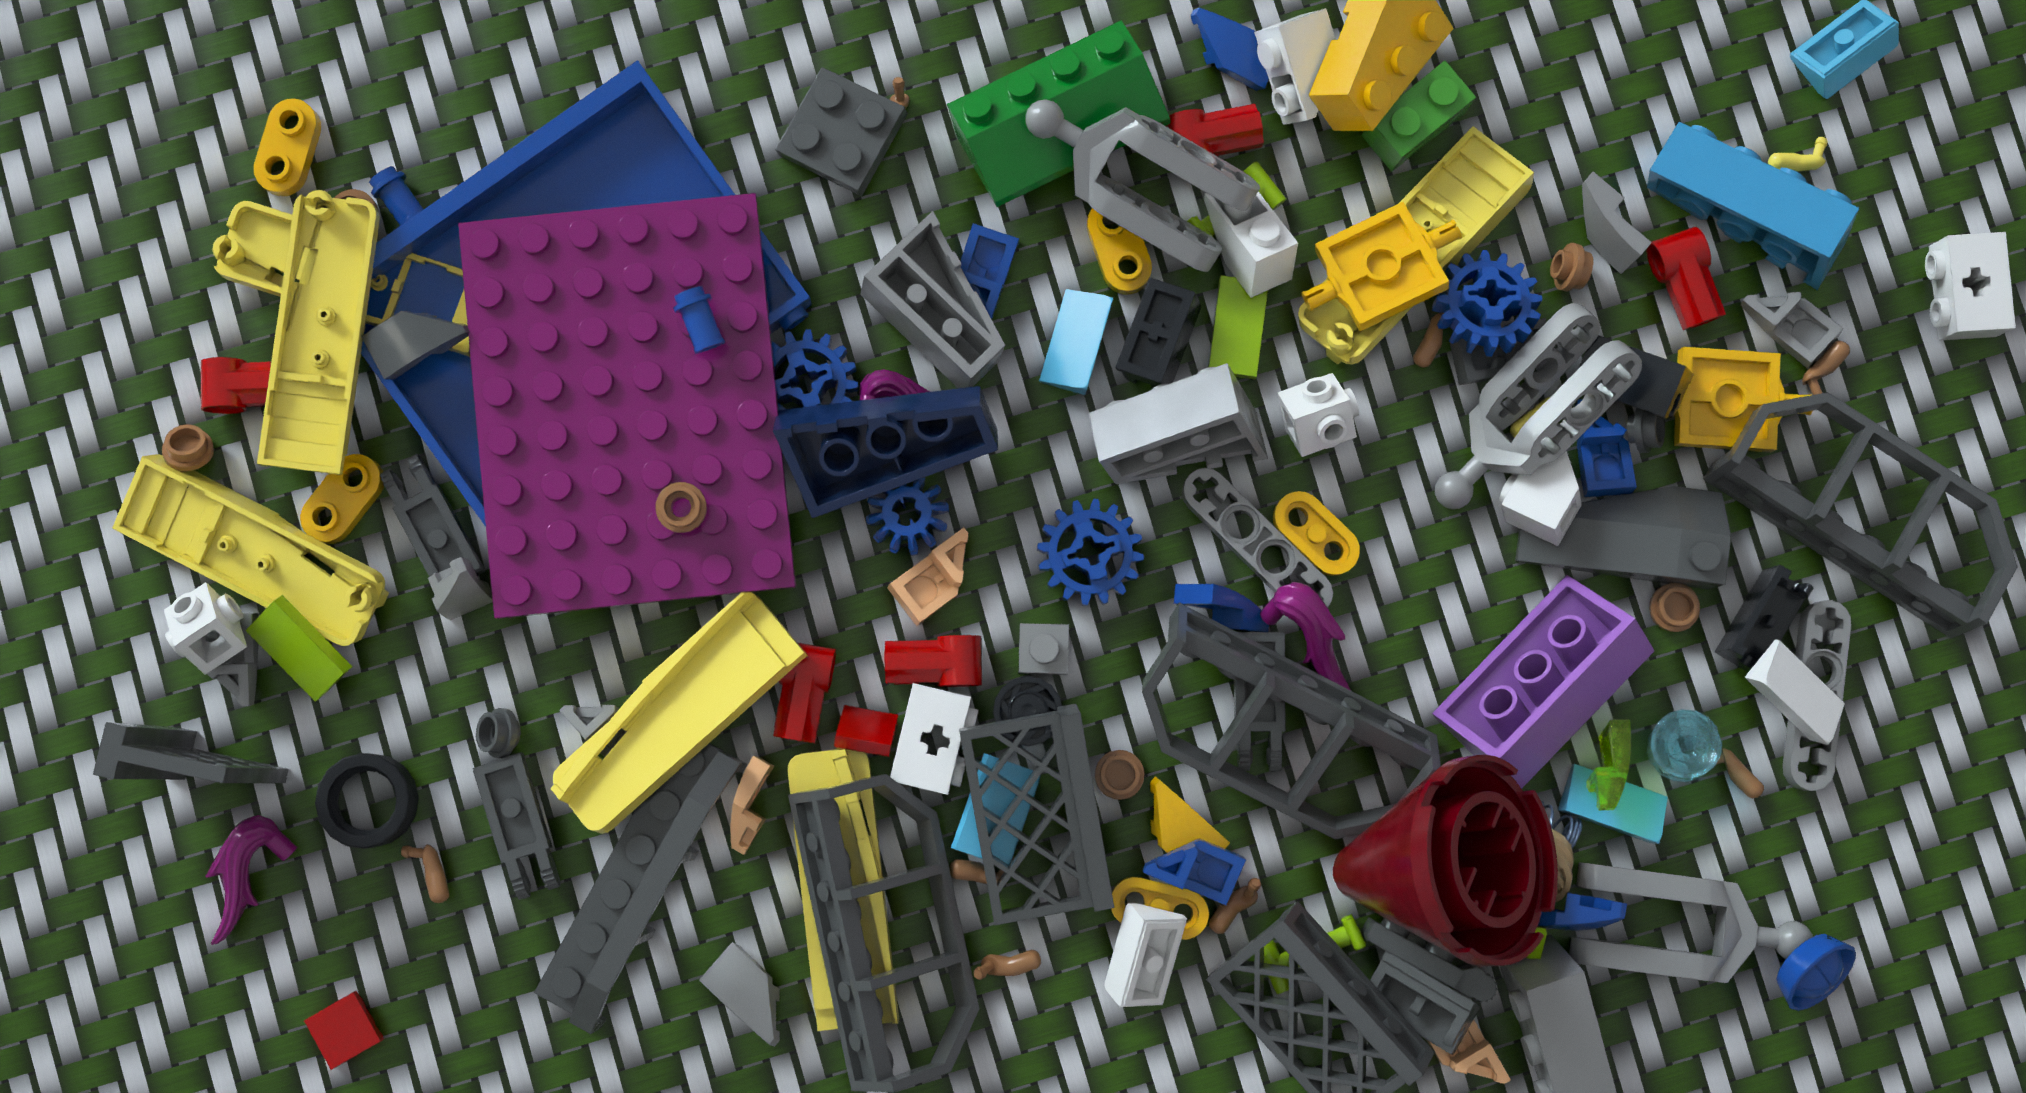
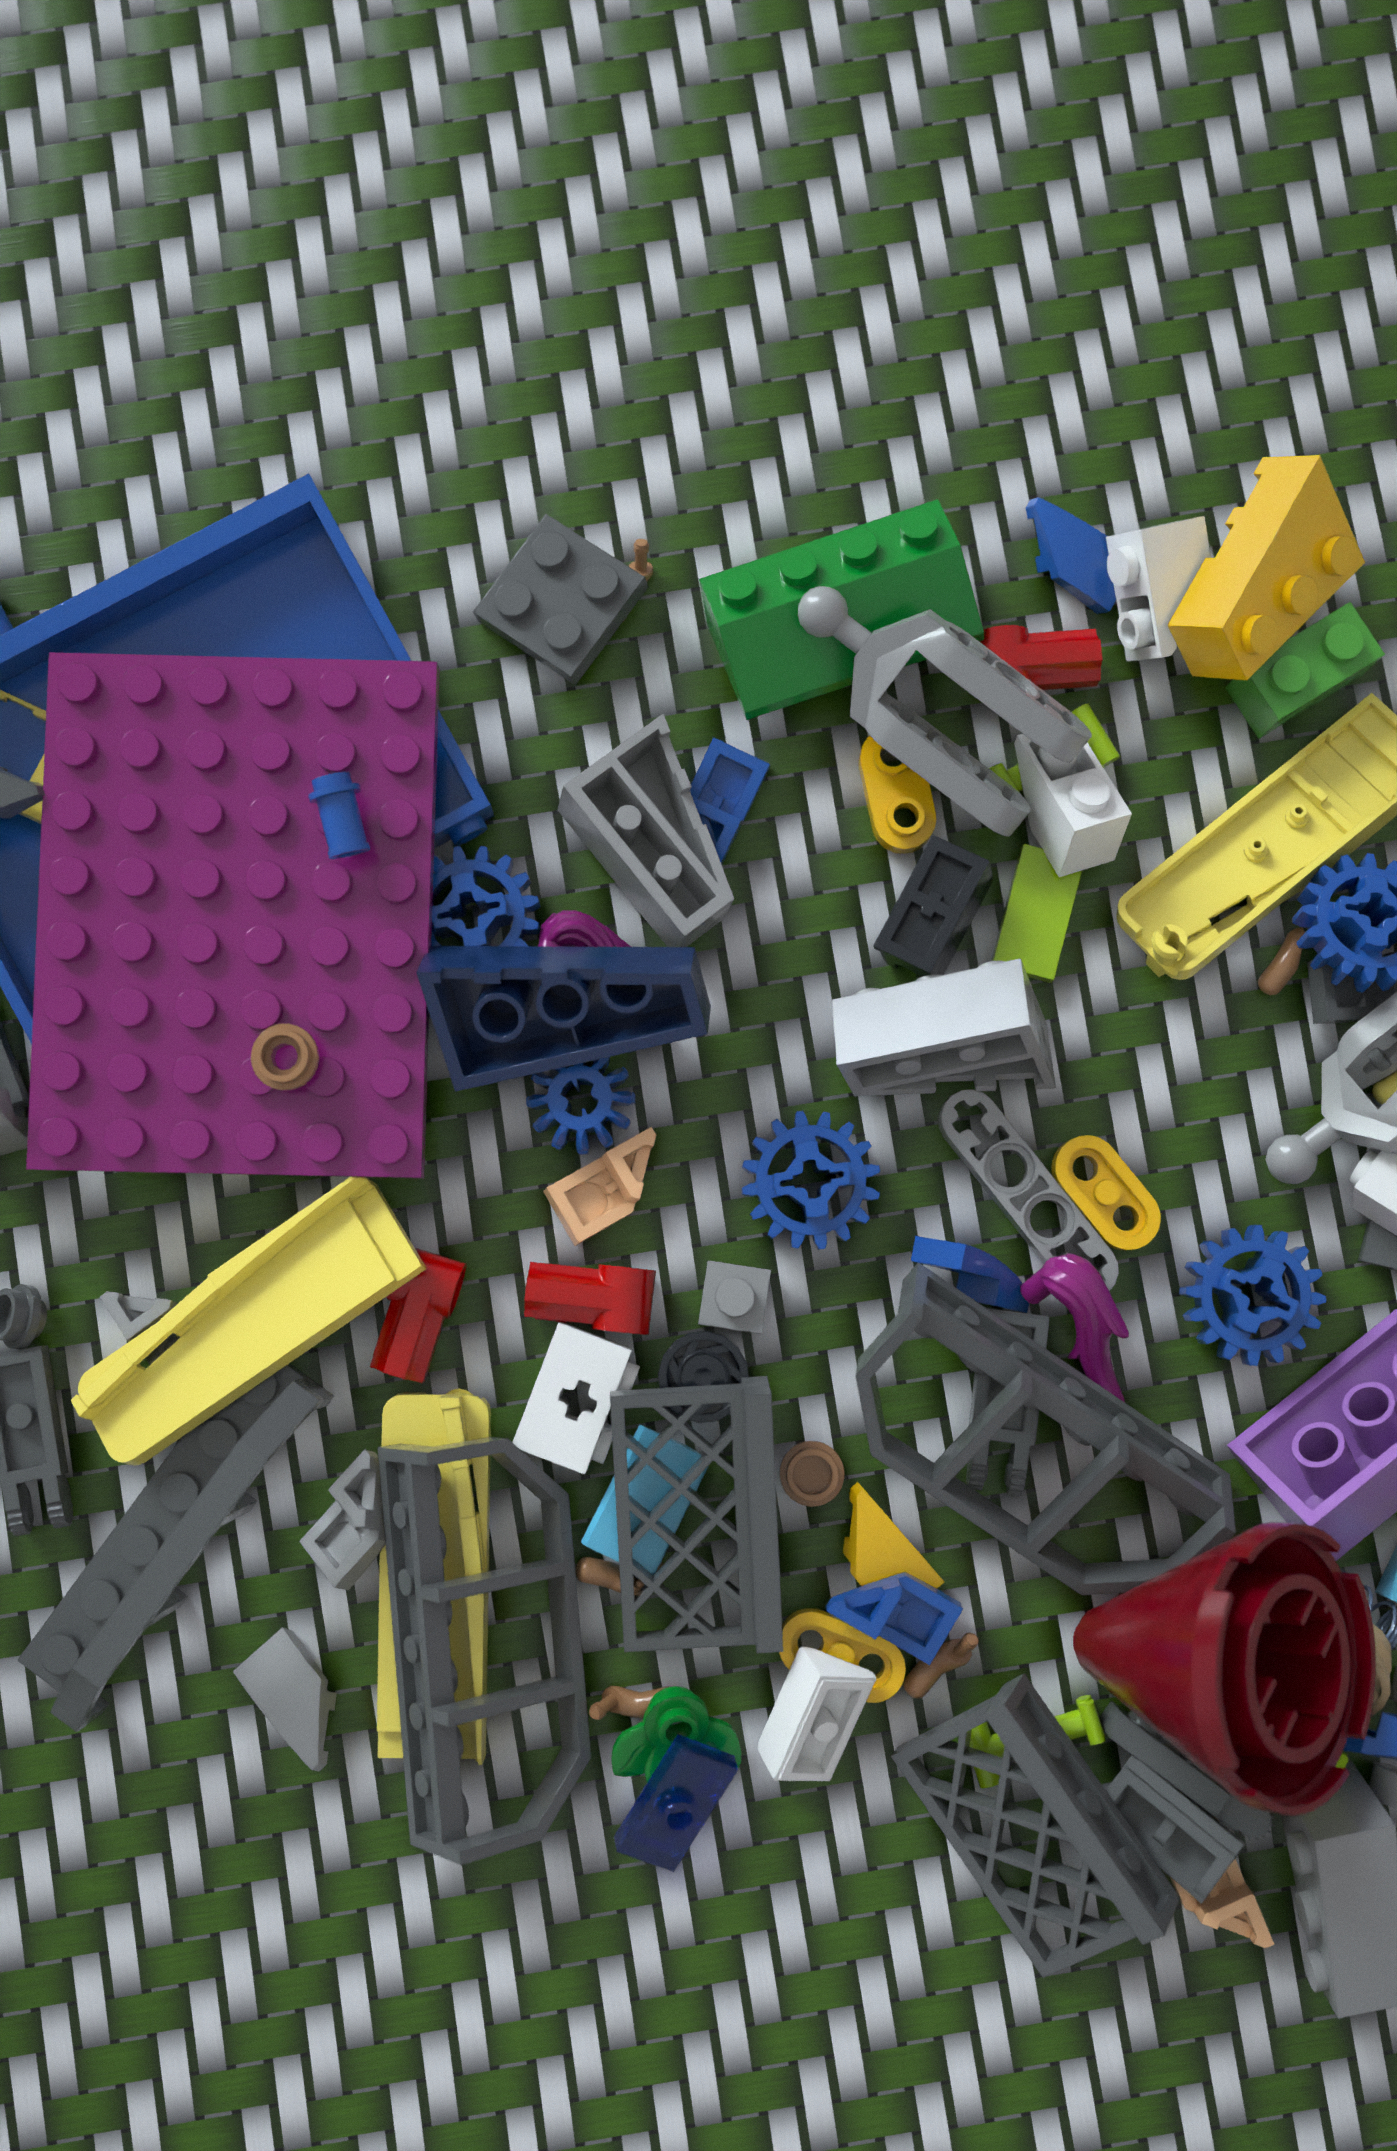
camera: 10 degrees right, 0 degrees up
(745, 822) = (319, 1468): light nougat slope -> none
(776, 859) = (353, 1527): none -> light grey slope
(866, 730) = (491, 1375): red piece -> none
(1043, 999) = (645, 1744): none -> green plate
(1047, 1033) = (675, 1803): none -> clear blue plate
(1076, 340) = (826, 904): medium azure slope -> none
(1318, 414) = (1129, 1038): white brick -> none
(1382, 266) = (1236, 857): yellow plate -> none
(1444, 576) = (1239, 1318): none -> blue gear

